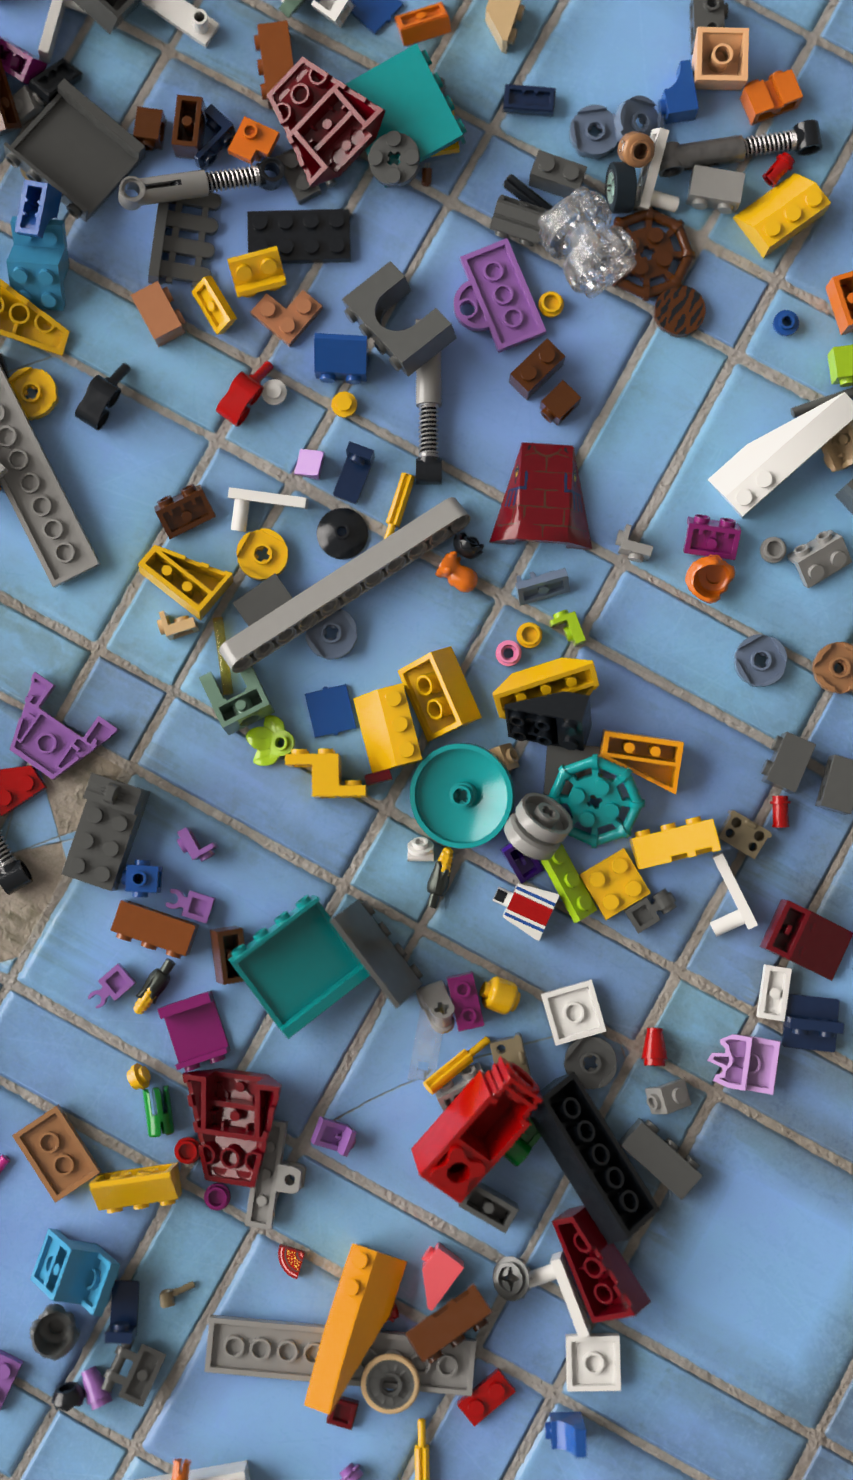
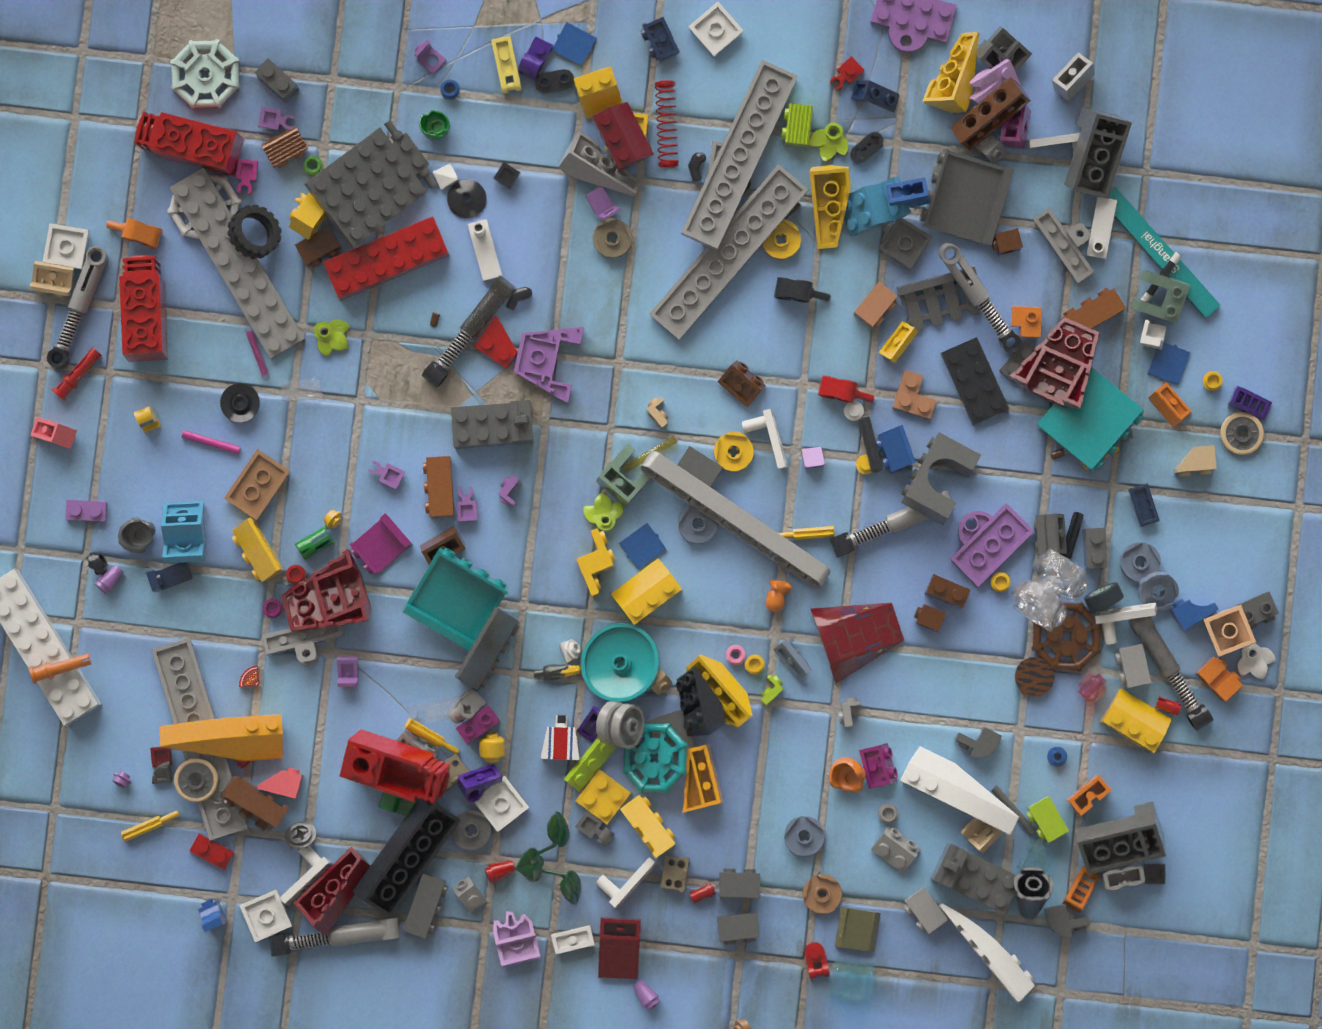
camera: 60 degrees right, 0 degrees up
(47, 82) = (1014, 159): black plate -> none
(99, 249) = (904, 243): none -> dark grey plate
(141, 1374) = (131, 607): dark grey plate -> none
(152, 878) = (474, 470): blue brick -> none
(154, 986) = (398, 503): pearl dark grey piece -> none
(167, 1295) = (190, 602): dark tan hand -> none
(180, 61) = (1066, 243): none -> light grey plate
(186, 581) = (691, 406): yellow wedge -> none
(188, 126) = (1019, 270): reddish brown brick -> none
(224, 135) = (1031, 289): dark blue bracket -> none
(257, 272) = (934, 363): yellow bracket -> none
(322, 387) = (870, 444): none -> black axle
(342, 546) = (768, 511): black dish -> none
(354, 472) = (817, 492): dark blue bracket -> none
(365, 1420) = (162, 773): none -> dark grey tile
(378, 777) = (609, 599): dark red tile -> none
(409, 158) = (1058, 438): dark grey plate -> none
(439, 693) = (686, 618): yellow slope -> none
(467, 546) = (799, 594): black plate -> none
(490, 1207) = (344, 798): dark grey brick -> none
(534, 1035) = (474, 782): none -> dark purple plate
(636, 149) = (1132, 597): medium nougat head -> none
(664, 1006) = (531, 862): none -> dark green plant
(669, 1223) = (337, 936): none -> piece
(721, 246) = (1092, 687): none -> clear pink head
(738, 403) = (982, 746): none -> dark grey brick
(766, 48) = (1257, 662): none -> white plate
(811, 1023) = (562, 974): dark blue bracket -> none

